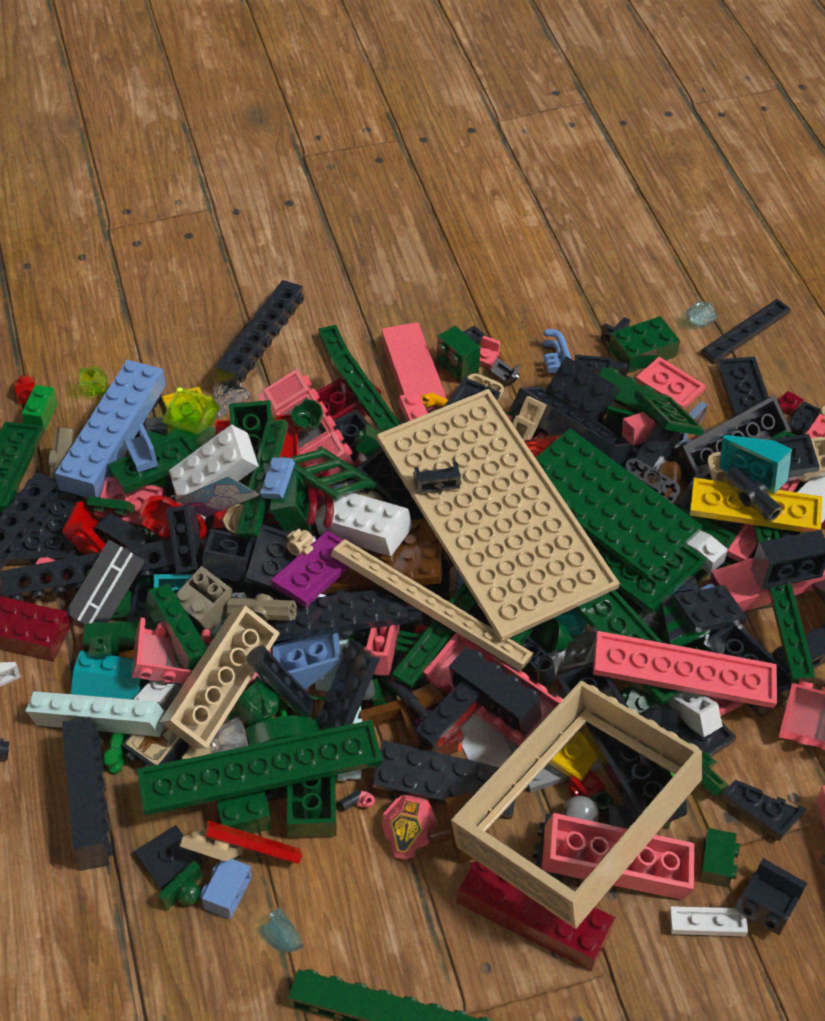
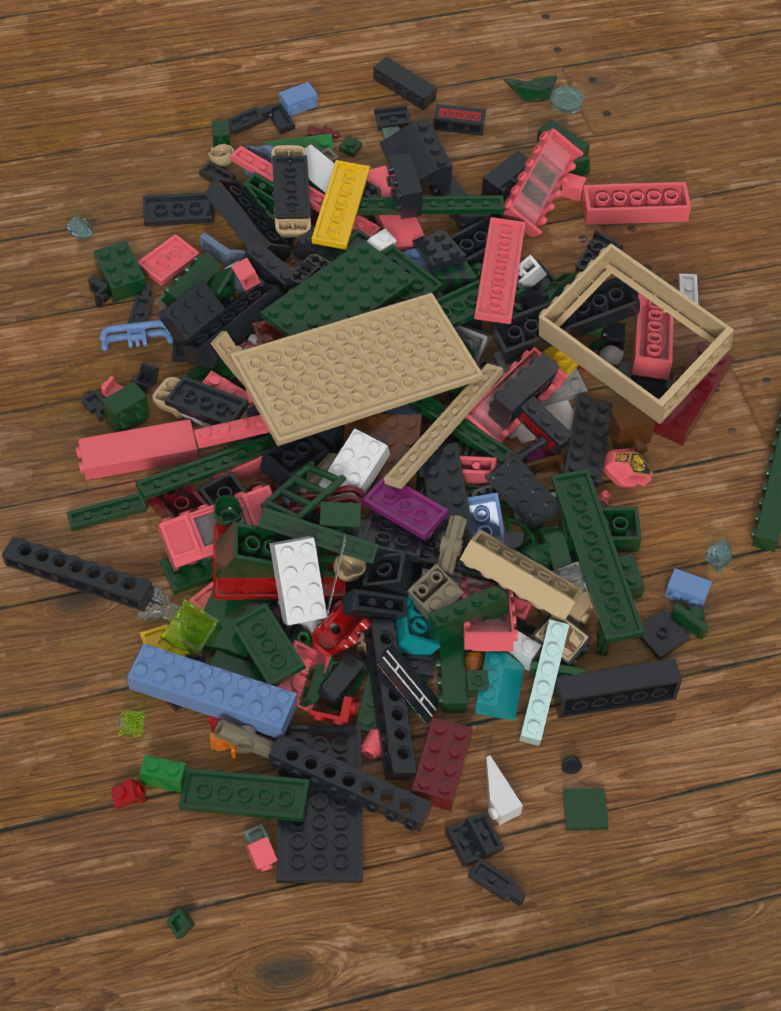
camera: 90 degrees left, 5 degrees up
(142, 451) = (259, 649): medium blue panel -> none
(211, 847) = (658, 594): tan plate -> none
(253, 842) = (655, 565): red tile -> none
(277, 478) = (328, 517): medium blue plate -> none
(300, 542) = (382, 515): tan gear -> none
(367, 440) = (247, 471): dark green brick -> none
(433, 399) = (187, 427): light orange arm -> none
(437, 479) = (332, 397): black hinge -> none
(668, 413) = (238, 246): dark green tile -> none
(745, 331) = (104, 200): black tile -> none
(753, 493) = (337, 199): black piece -> none
(758, 459) = (311, 188): teal slope -> none
(771, 896) = (670, 258): black panel -> none
(789, 402) = (196, 183): dark red plate -> none

